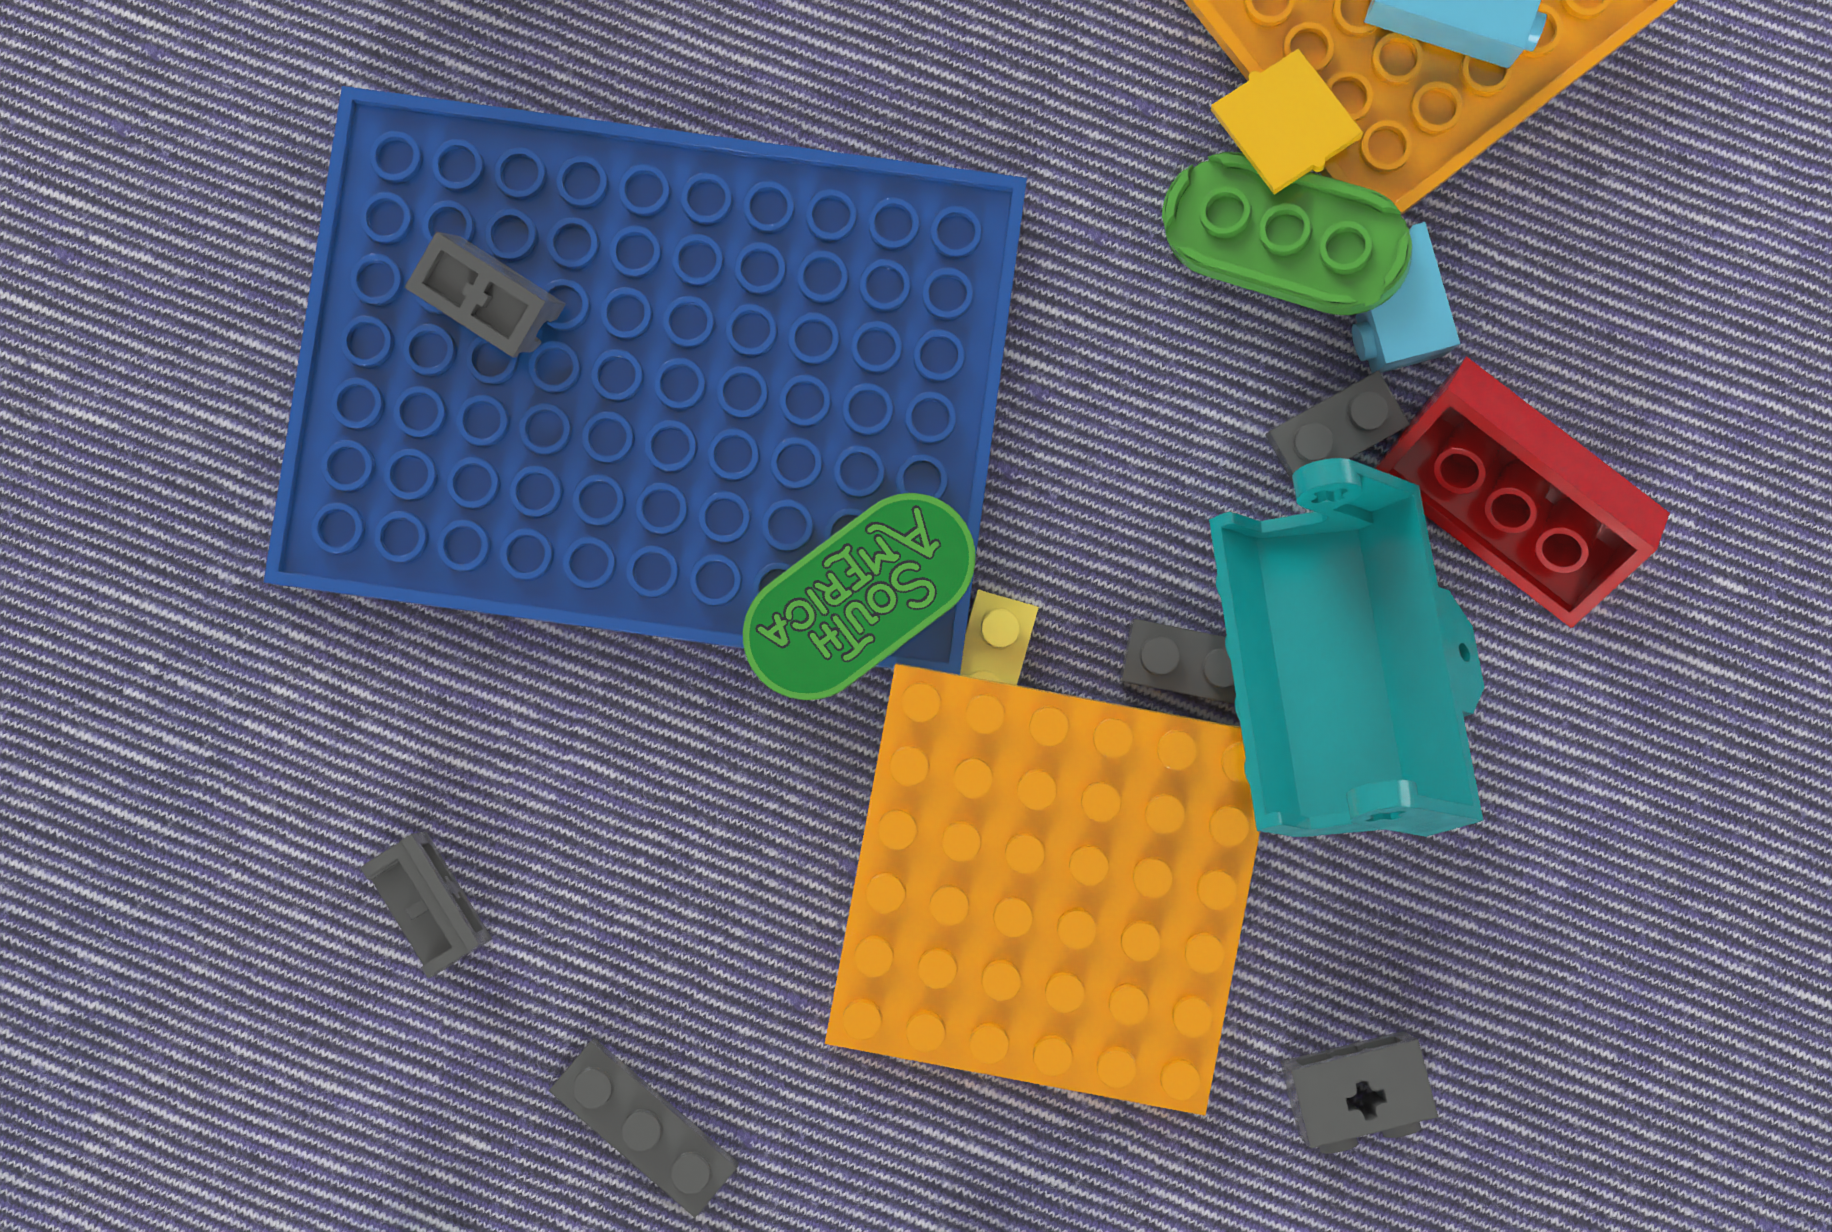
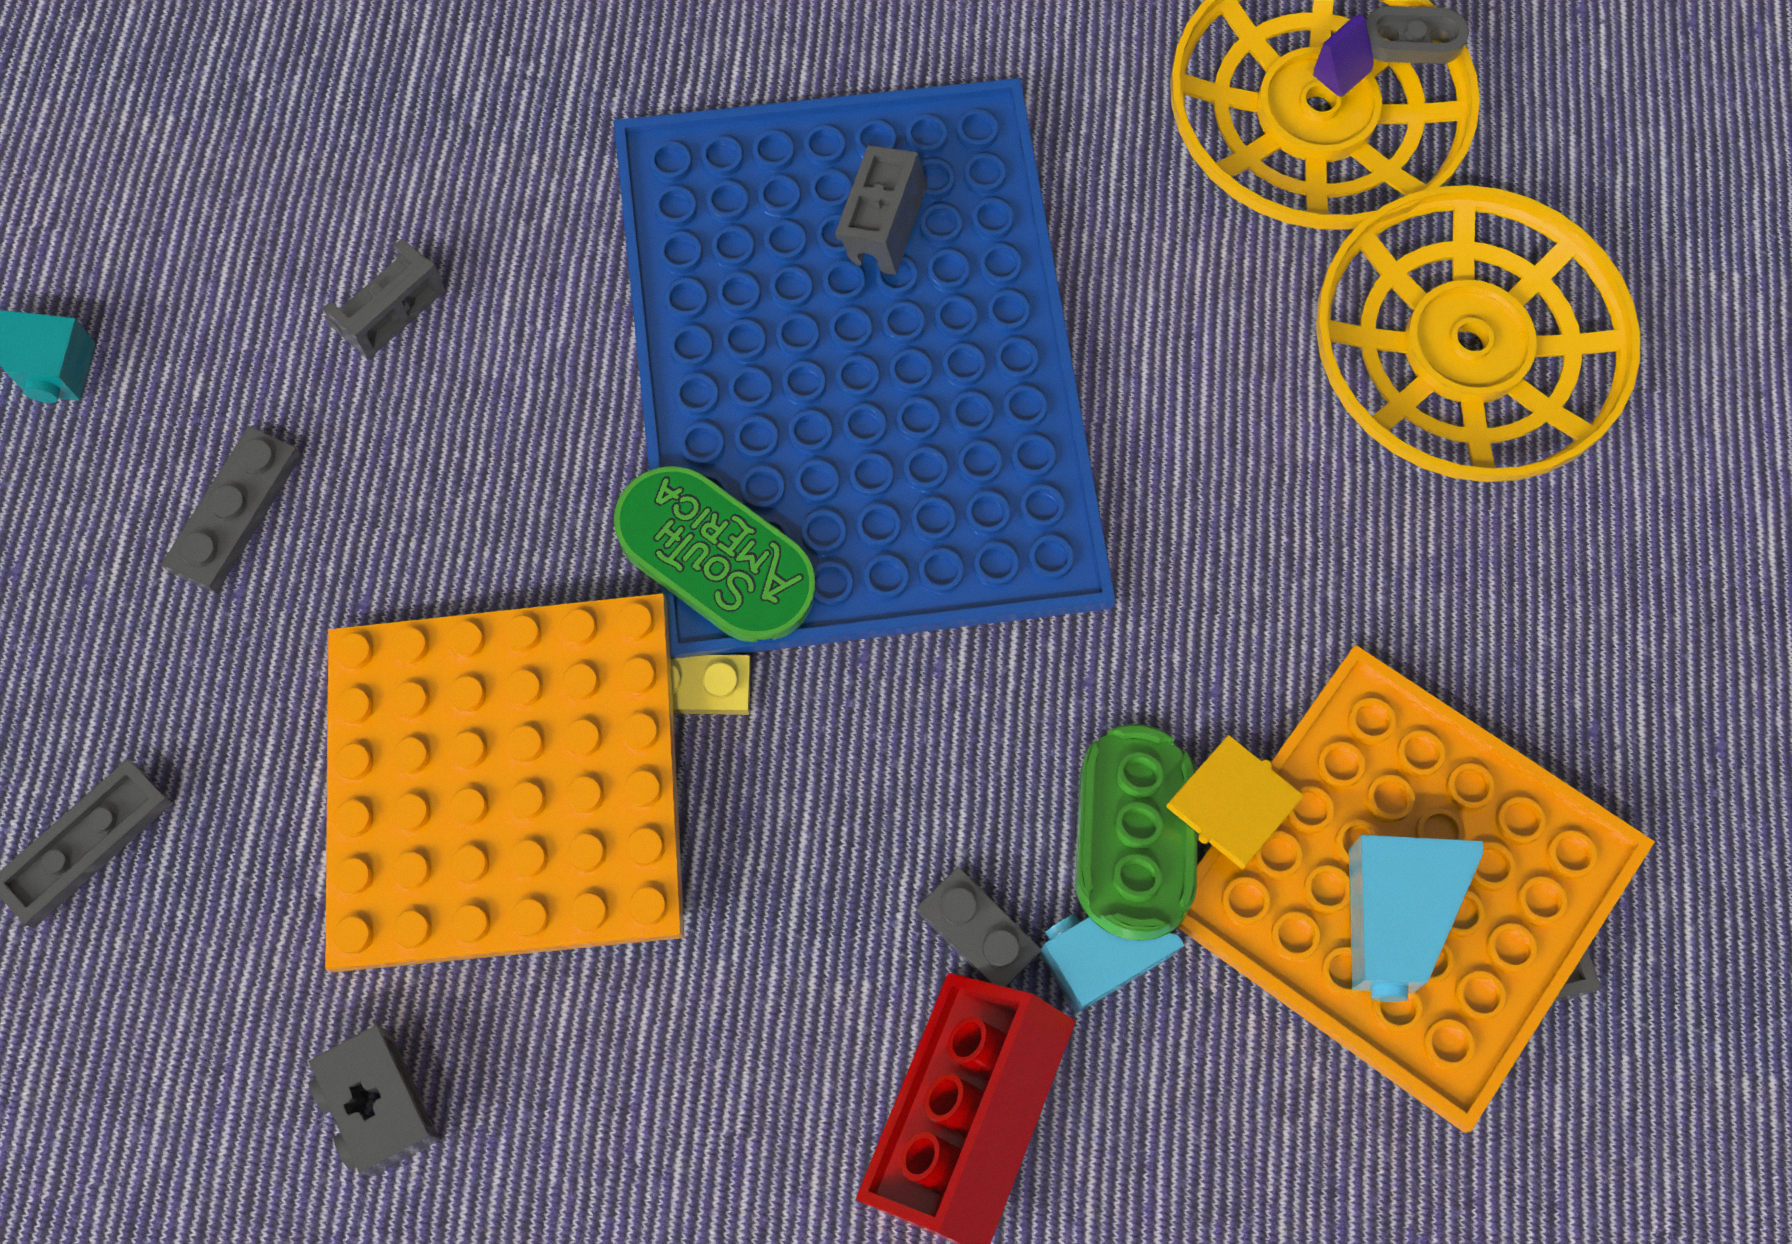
camera: 70 degrees right, 15 degrees down
(1178, 661) = (732, 853): dark grey plate -> none
(1348, 660) = (761, 973): teal piece -> none

